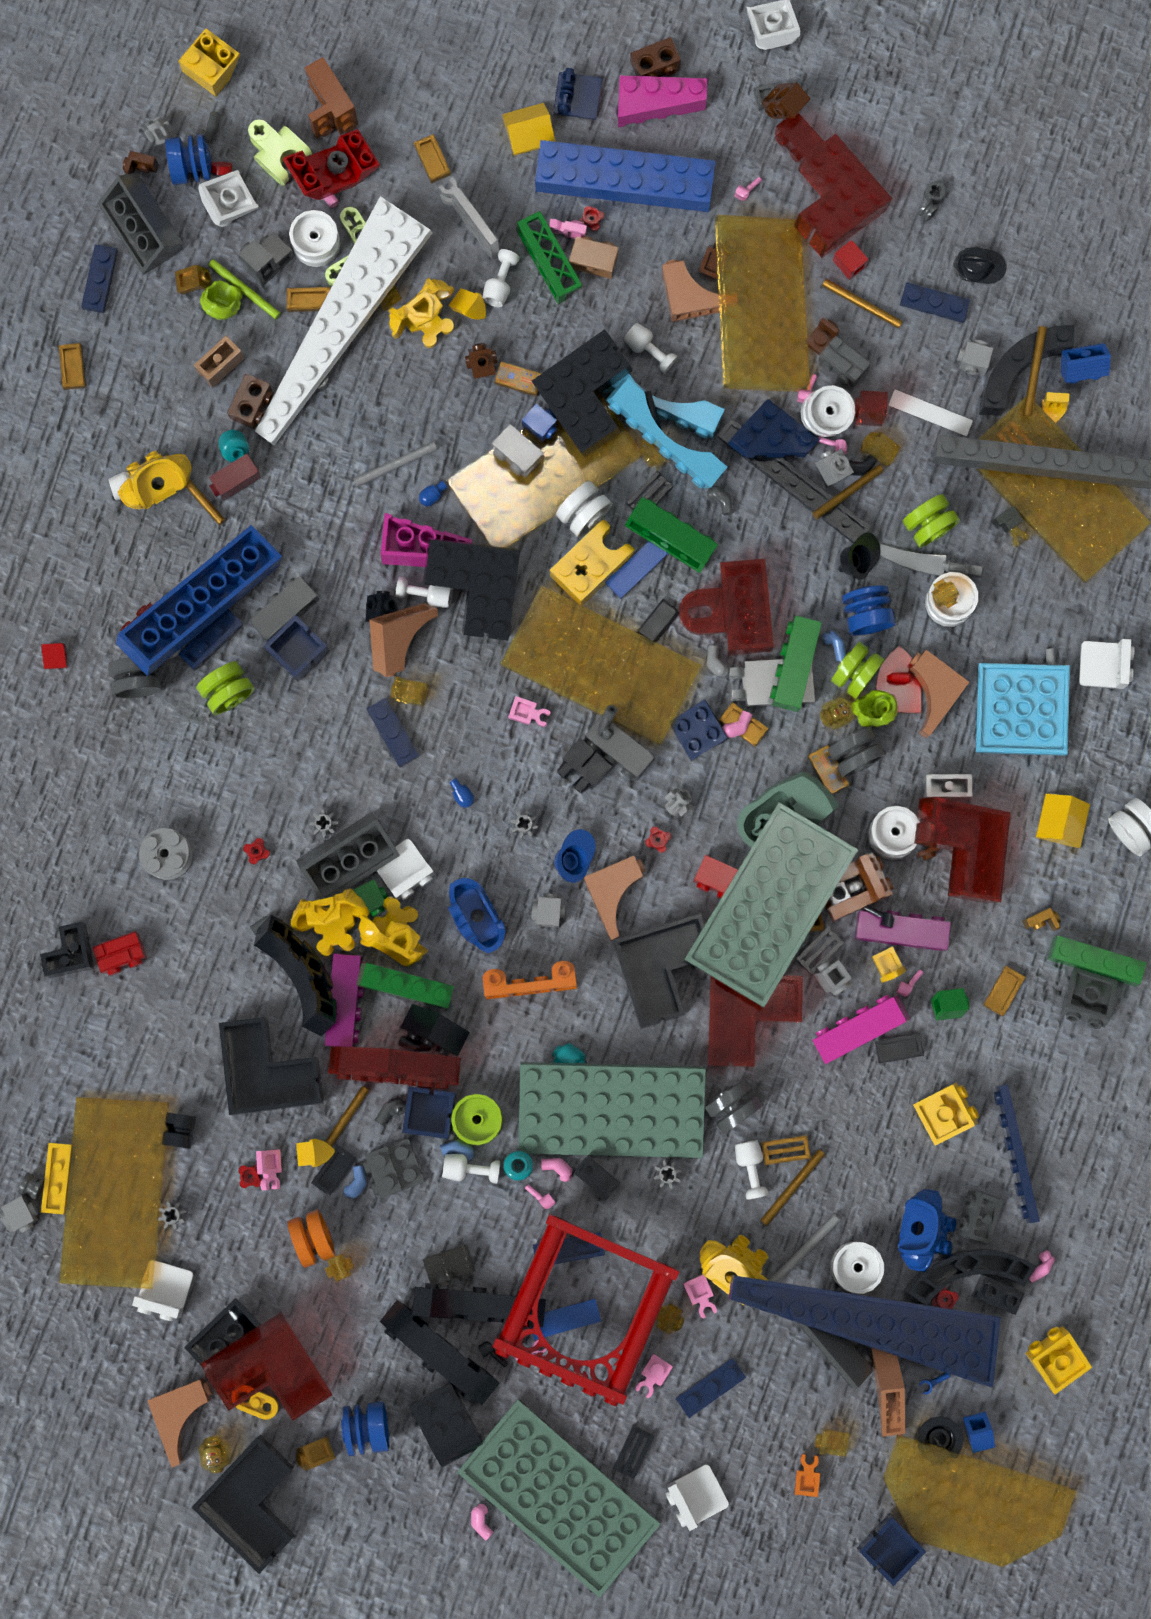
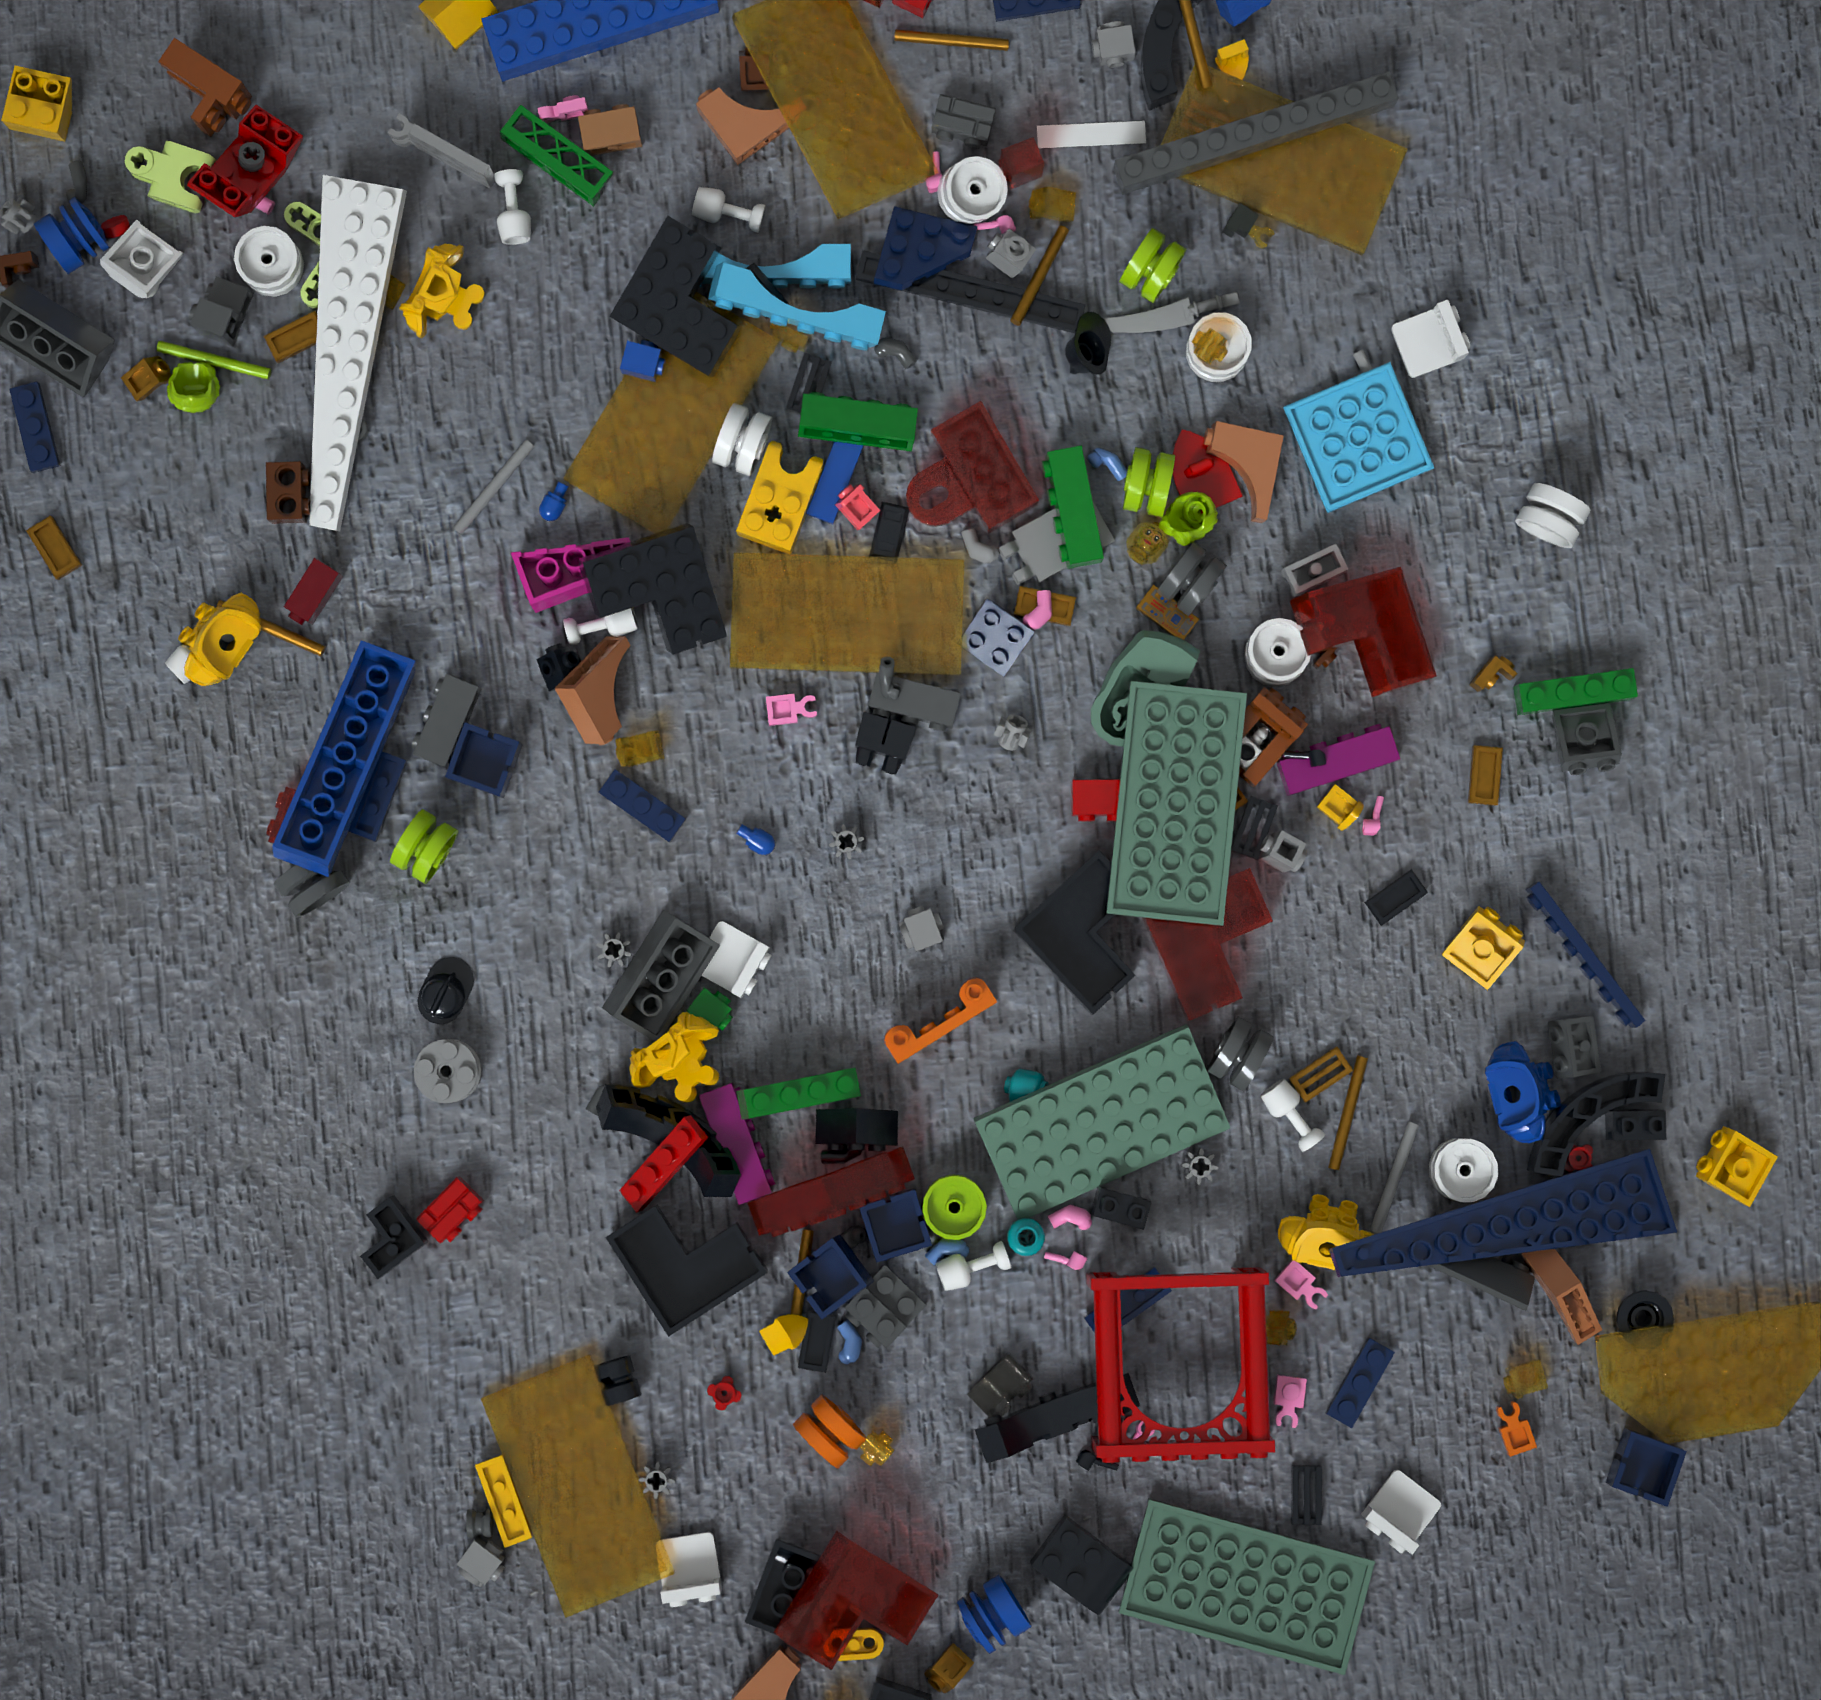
camera: 30 degrees left, 5 degrees up
(54, 655) = (203, 901): red slope -> none
(192, 797) = (445, 990): none -> black piece
(219, 361) = (227, 462): medium nougat brick -> none
(233, 445) = (293, 554): teal head -> none
(262, 852) = (542, 1018): red plate -> none
(269, 1164) = (740, 1371): bright pink plate -> none
(285, 990) = (663, 1163): none -> red plate
(368, 1128) = (834, 1275): none -> dark blue piece
(393, 934) = (753, 1040): yellow piece -> none
(432, 158) = (360, 98): pearl gold tile -> none
(438, 1353) = (1035, 1491): black brick -> none
(466, 897) = (819, 958): blue piece -> none
(469, 304) = (489, 256): yellow tile -> none
(478, 1521) = (1169, 1656): bright pink arm -> none
(483, 368) = (543, 324): reddish brown brick -> none
(516, 378) = (588, 318): pearl gold tile -> none
(517, 451) = (631, 407): brick -> none
(570, 1318) = (1165, 1379): blue tile -> none
(575, 855) = (923, 851): blue piece -> none
(592, 212) = (590, 77): red plate -> none
(609, 886) = (978, 869): nougat arch -> none
(643, 592) = (856, 505): none -> coral bracket
(664, 838) = (1002, 792): red plate -> none
(822, 335) = (924, 101): reddish brown bracket -> none
(861, 1029) = (1344, 896): dark pink wedge -> none
(863, 467) = (1042, 238): black arm -> none
(869, 615) = (1129, 405): blue wheel -> none
(933, 1382) = (1607, 1257): blue hand -> none
(950, 1004) = (1431, 820): green brick -> none
(979, 1432) = (1684, 1289): blue brick -> none
(1044, 1268) = (1674, 1068): bright pink arm -> none
(1063, 820) = (1463, 545): yellow slope -> none

